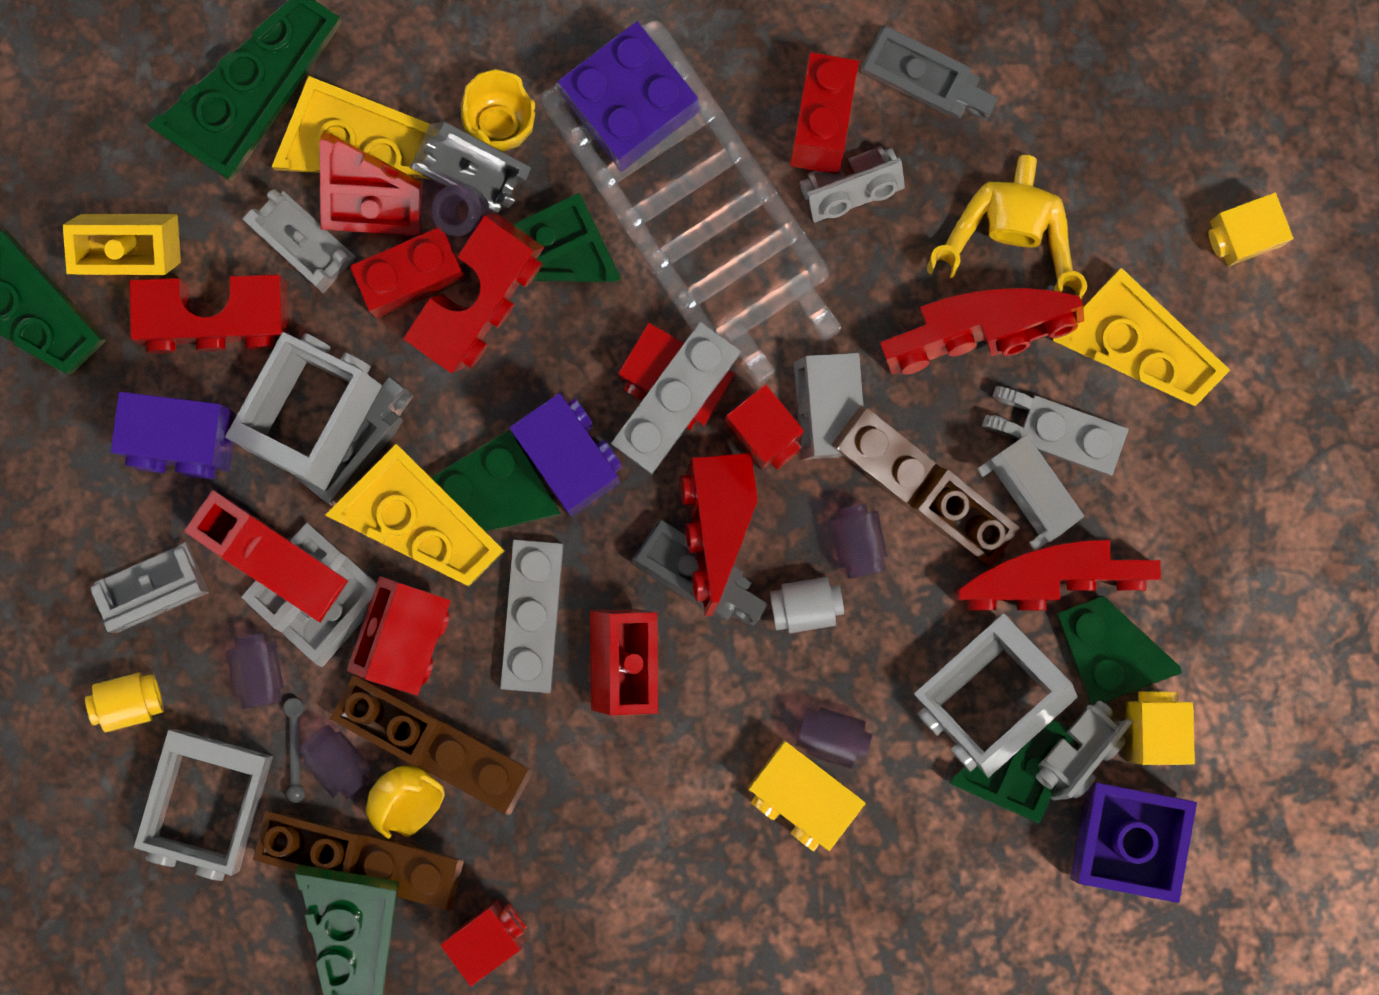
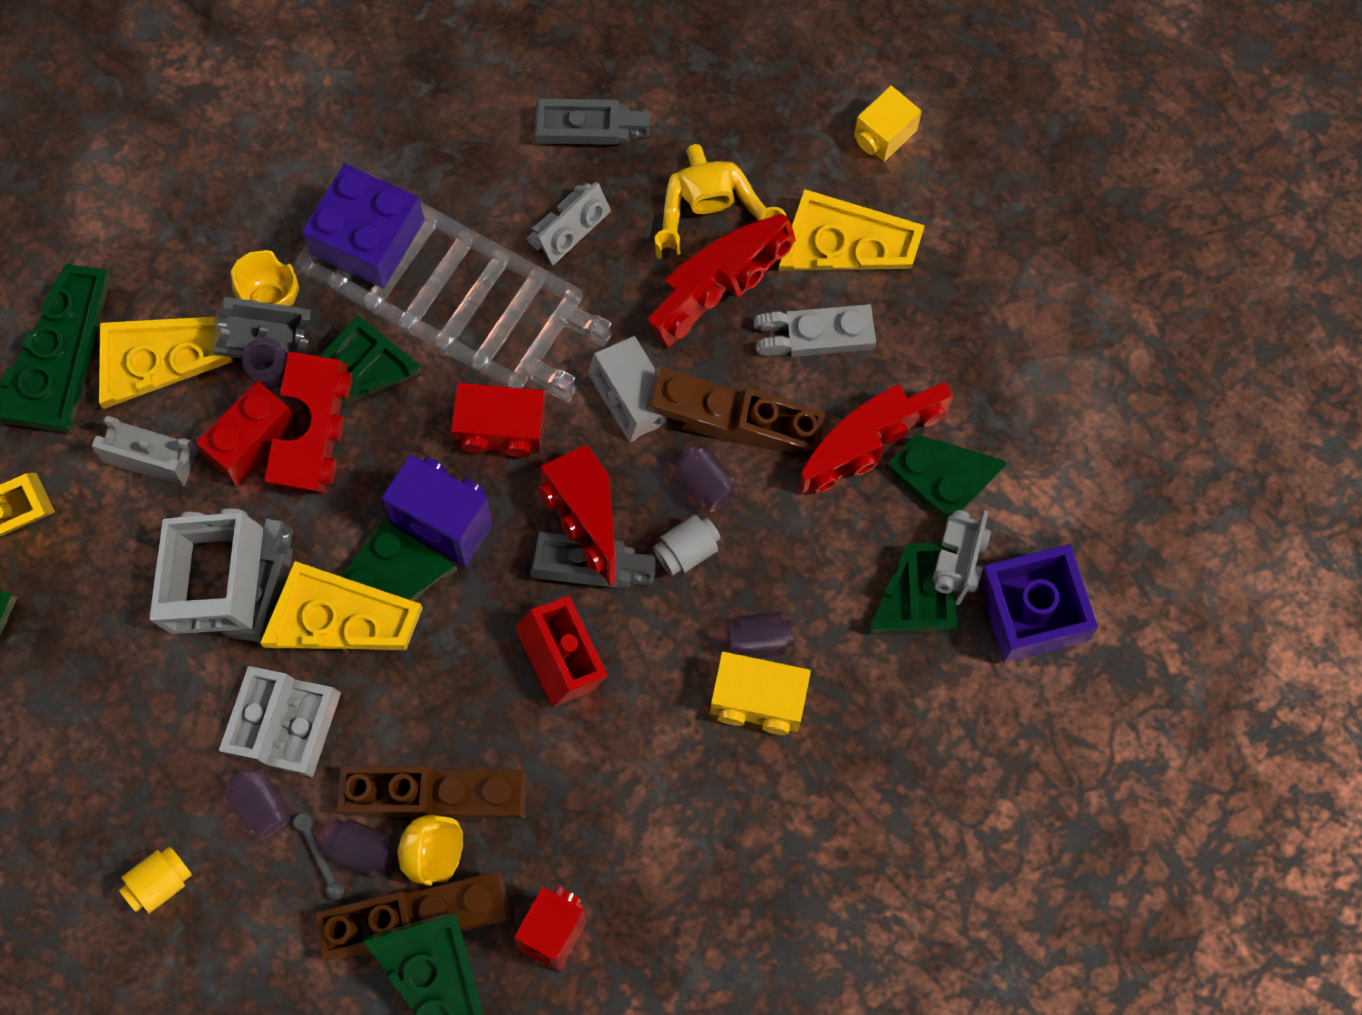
camera: 25 degrees left, 15 degrees down
(149, 588) = (139, 779): light grey hinge -> none
(164, 317) = (130, 526): red arch -> none
(168, 851) = (247, 886): light grey window -> none
(172, 432) = (104, 637): dark purple brick -> none
(266, 555) = (223, 699): red slope -> none
(365, 192) = (184, 388): wing -> none
(399, 636) = (365, 716): red brick -> none
(532, 616) = (469, 657): light grey plate -> none
(676, 398) = (506, 426): light grey plate -> none
(765, 429) = (588, 418): red brick -> none
(824, 113) = (522, 176): red brick -> none
(969, 662) = (881, 501): light grey window -> none
(1035, 490) = (820, 377): light grey hinge -> none
(1160, 729) = (1014, 507): yellow brick -> none

